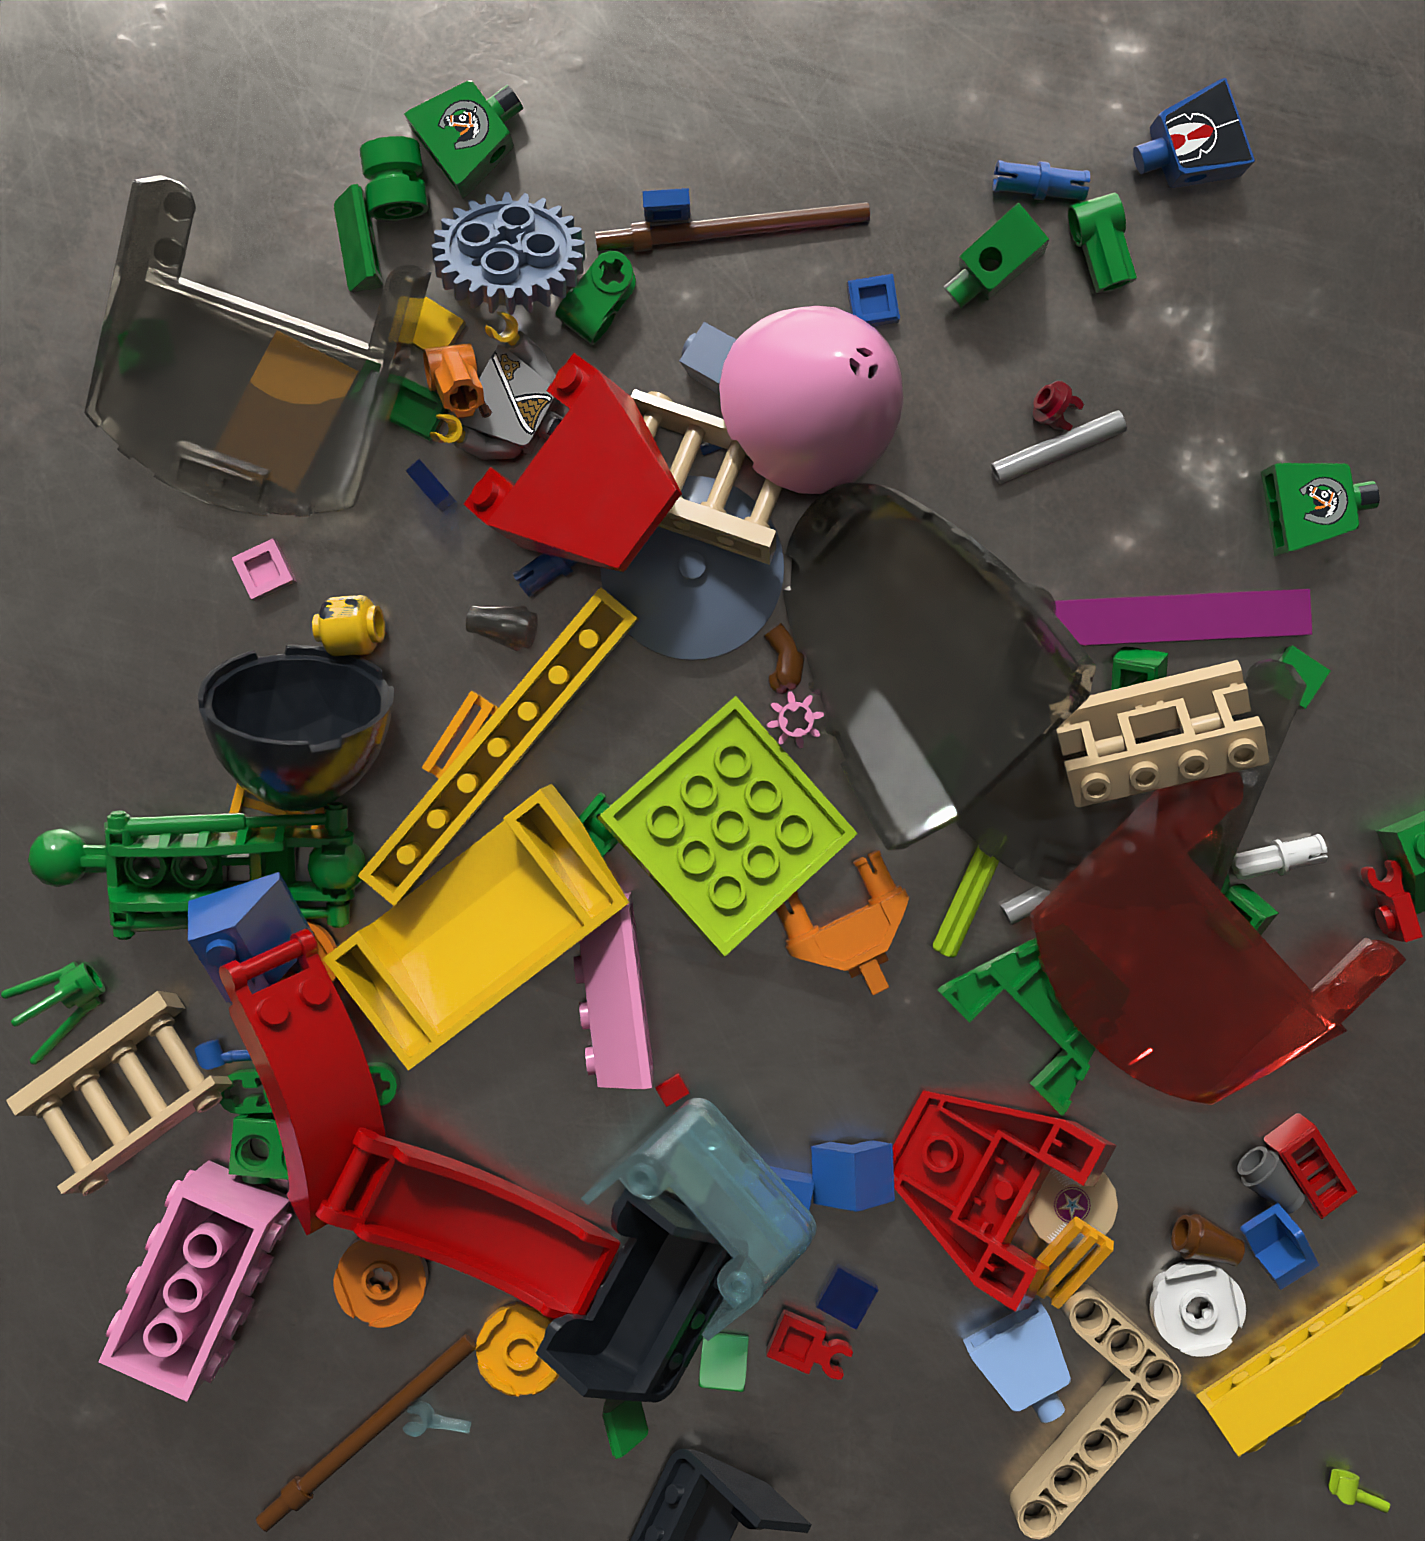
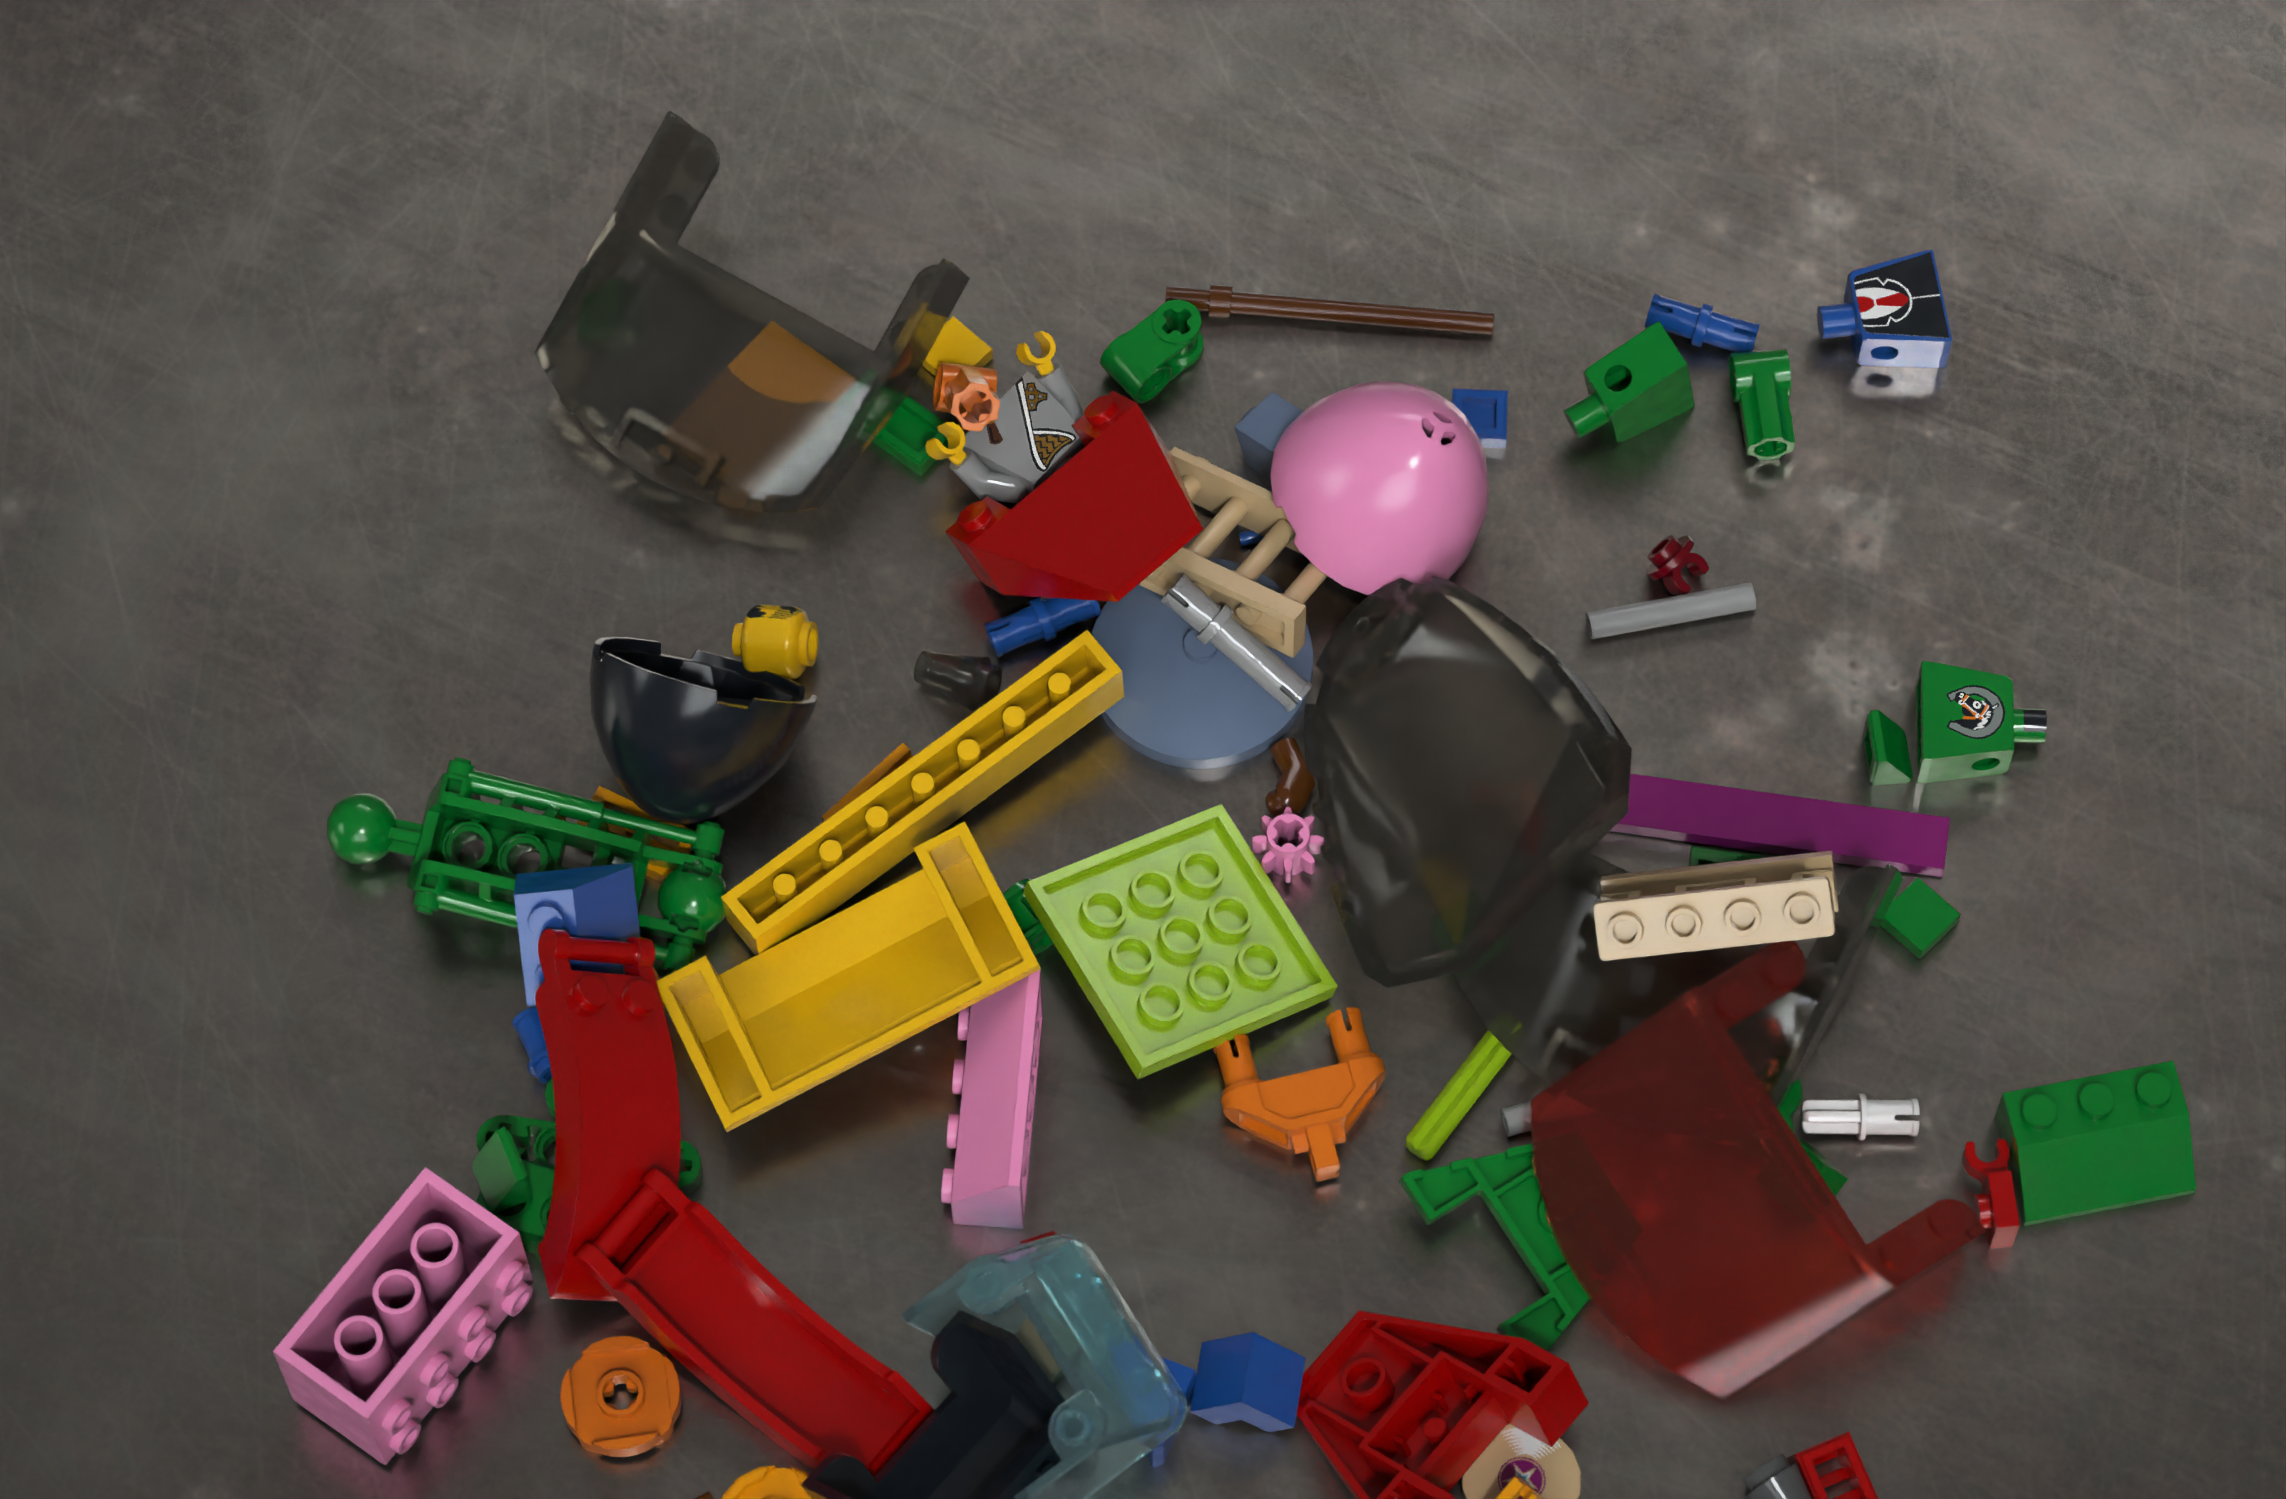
camera: 10 degrees right, 25 degrees down
(77, 986) = (337, 982): green plant -> none
(80, 1072) = (343, 1060): tan fence -> none
(211, 1055) = (480, 1099): blue hand -> none
(245, 1141) = (501, 1173): none -> green slope
(263, 569) = (688, 570): bright pink tile -> none
(357, 240) = (888, 247): green slope -> none
(393, 169) = (948, 188): green wheel -> none
(430, 485) = (910, 512): clear blue tile -> none
(465, 132) = (1041, 159): green torso -> none
(508, 253) = (1062, 280): sand blue gear -> none
(666, 205) = (1256, 271): blue tile -> none
(708, 556) = (1236, 642): none -> light grey pin
(1248, 539) = (1886, 750): none -> green slope

